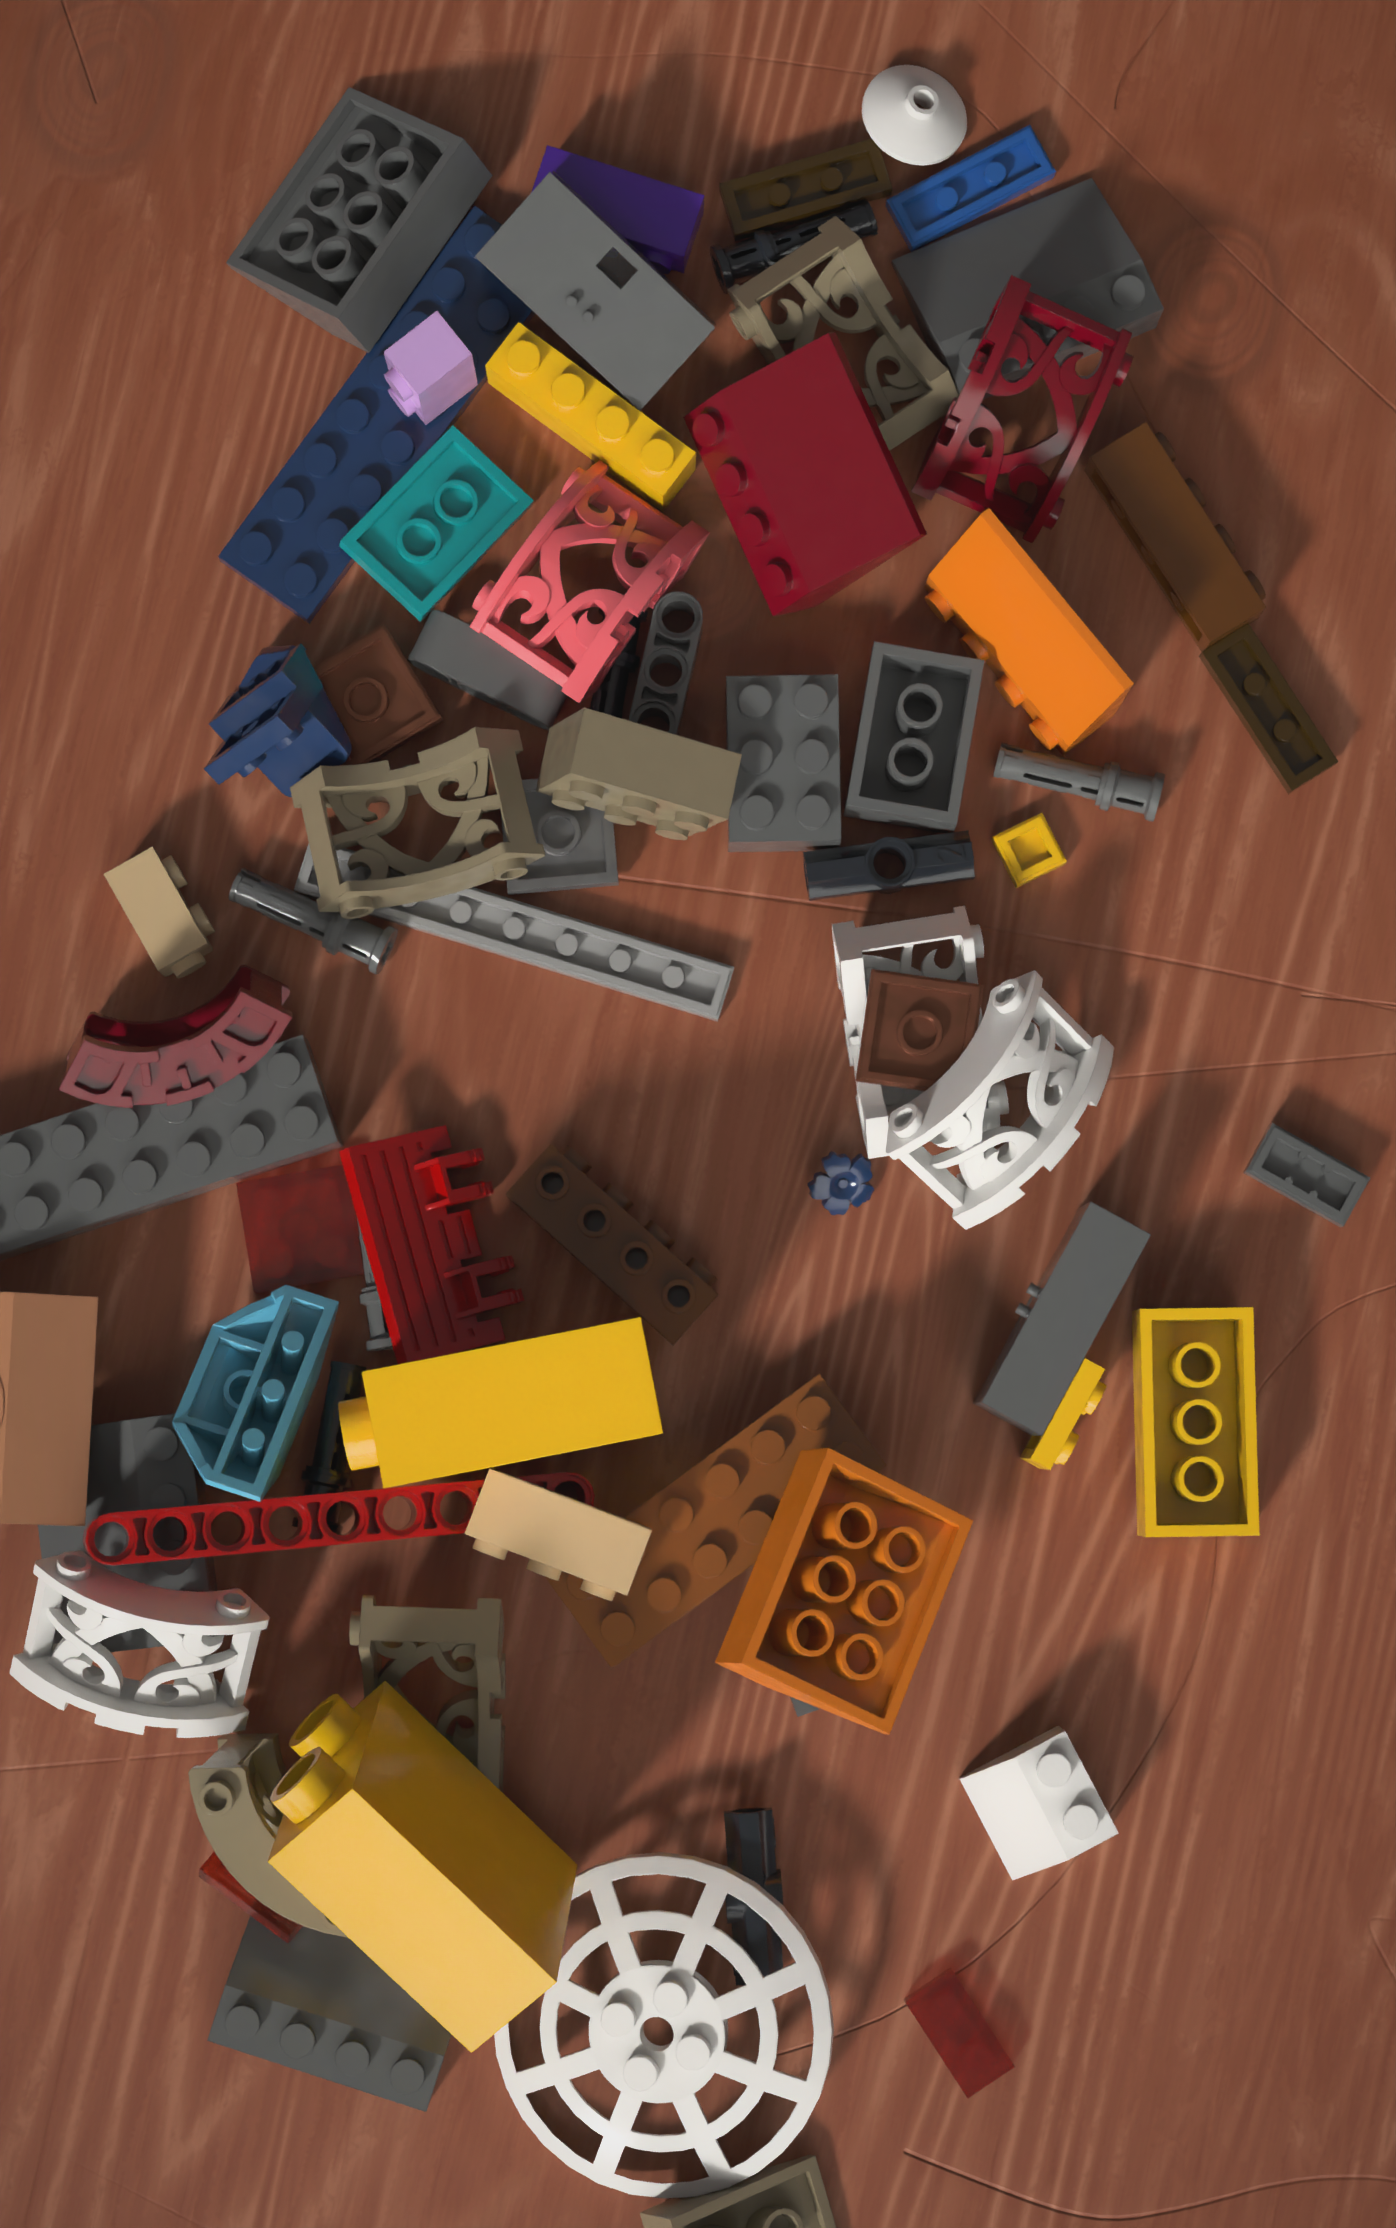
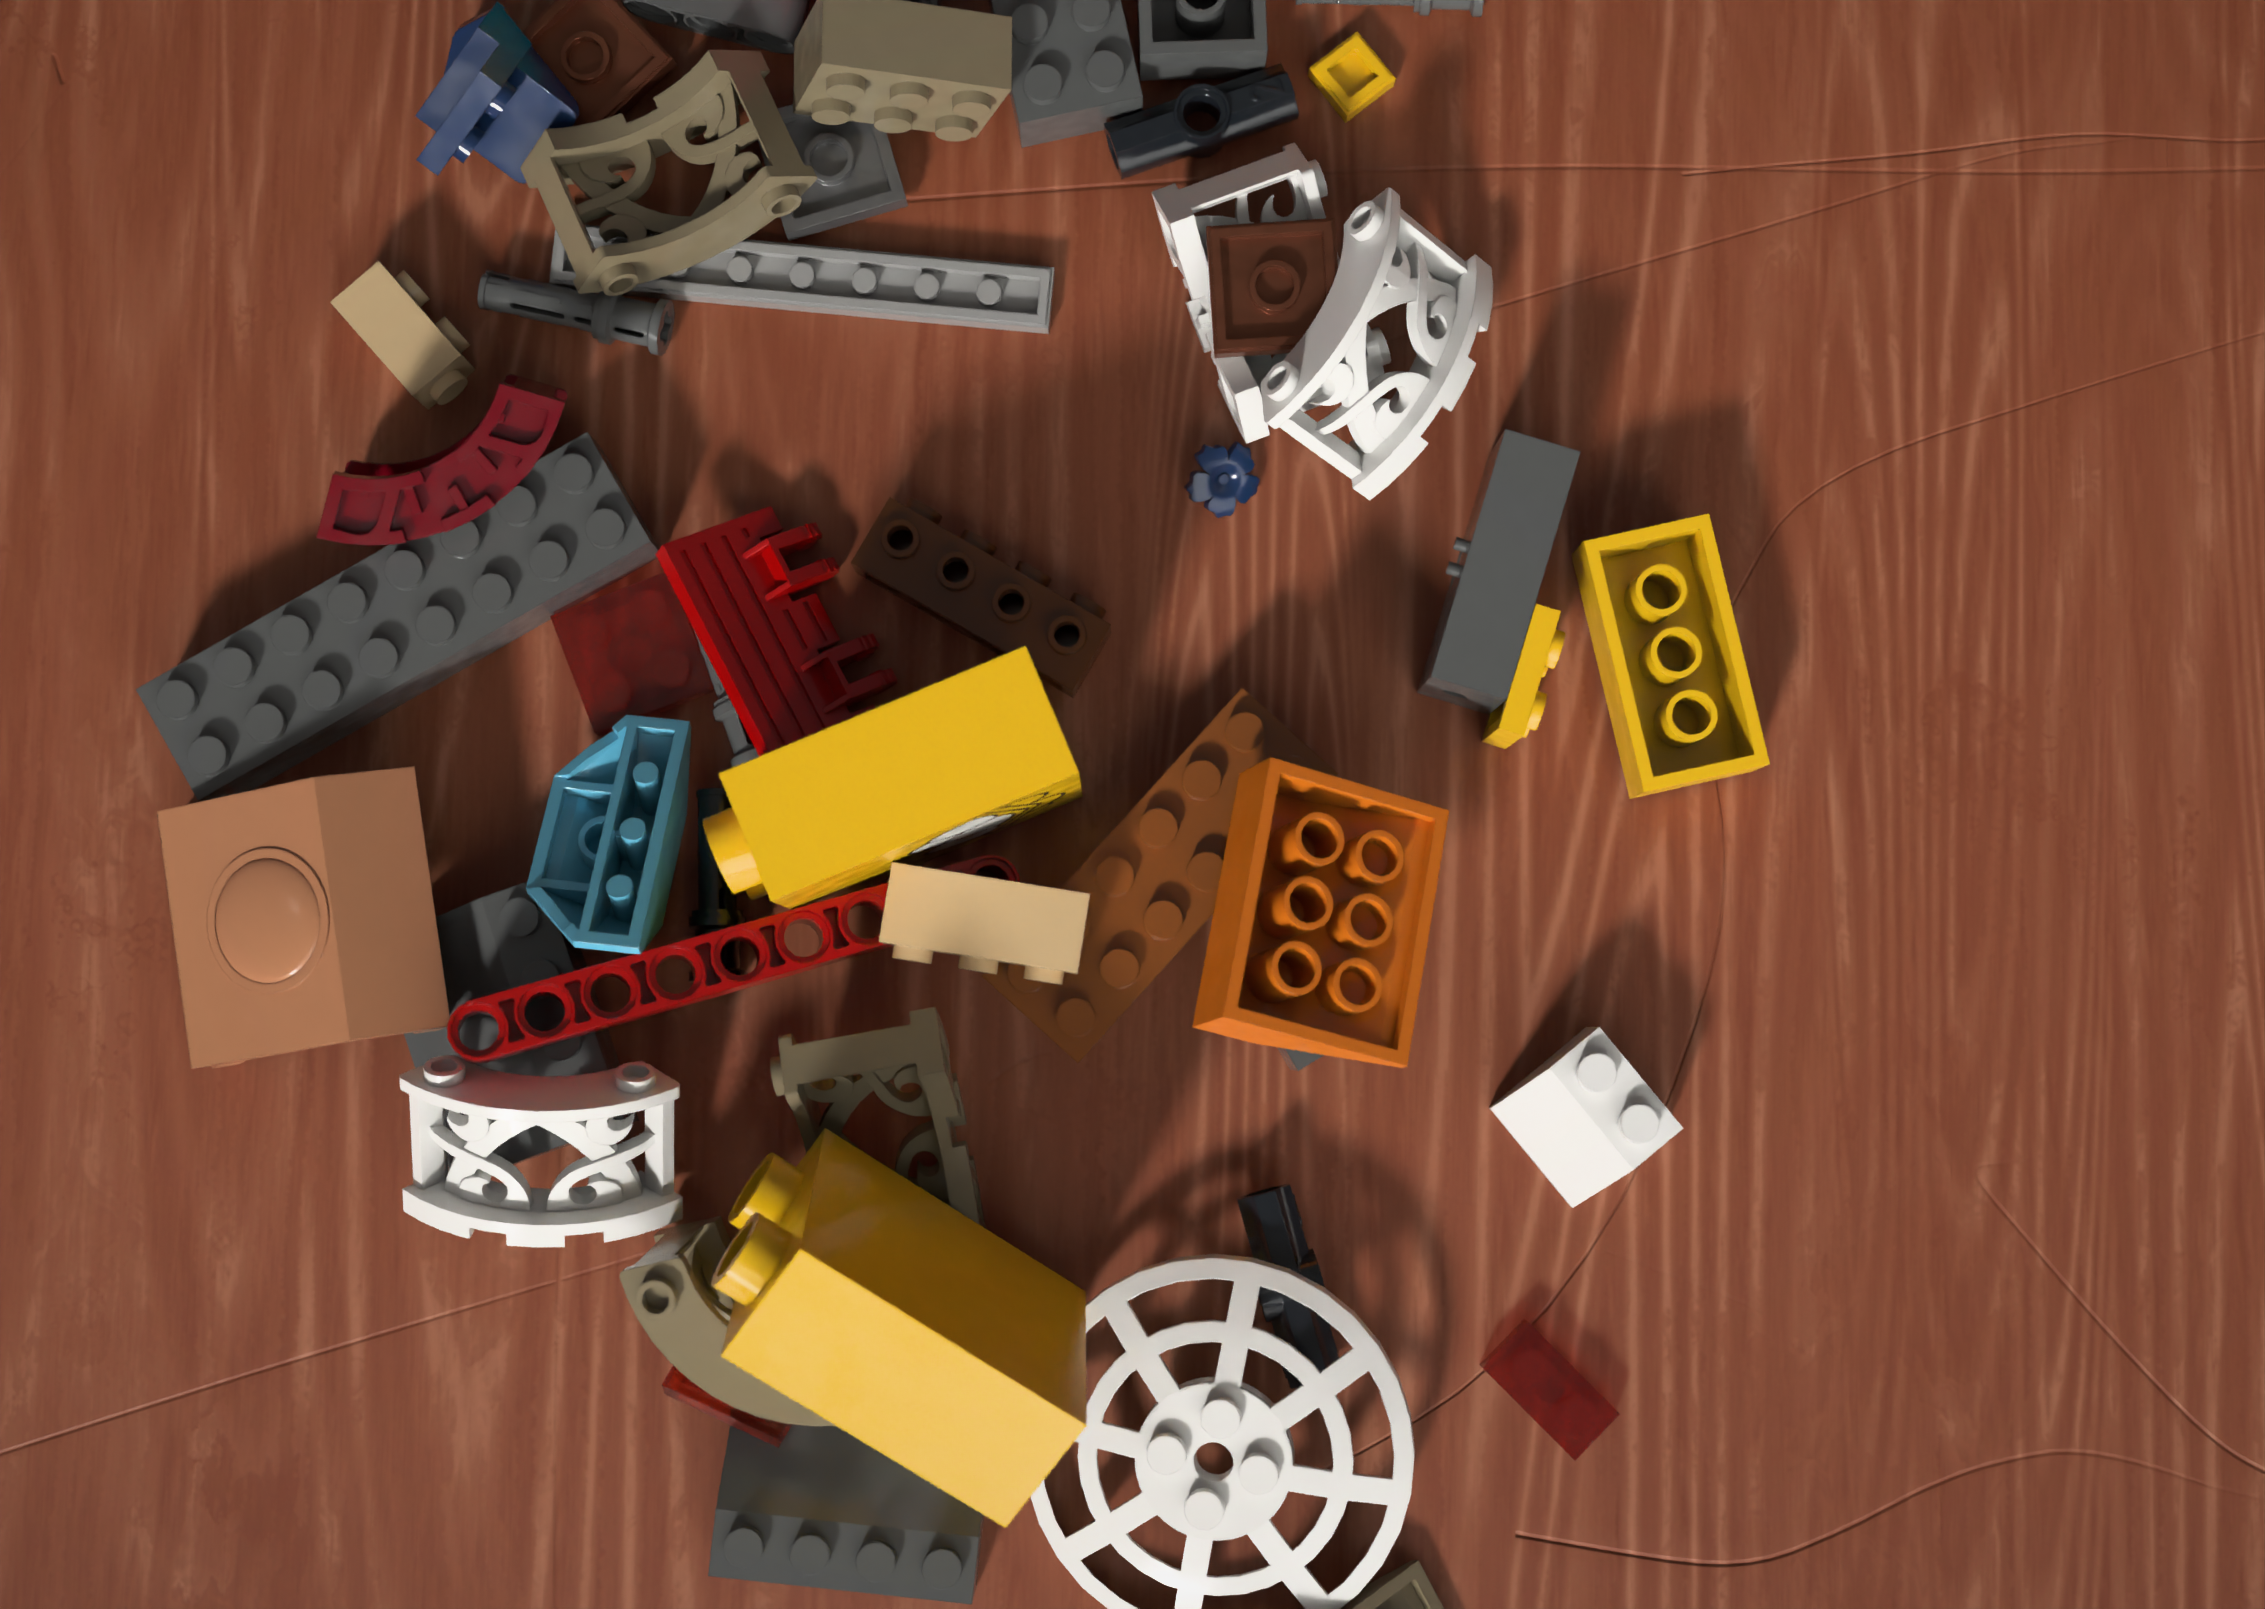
camera: 10 degrees left, 0 degrees up
(1306, 1175) = (1732, 365): dark grey plate -> none

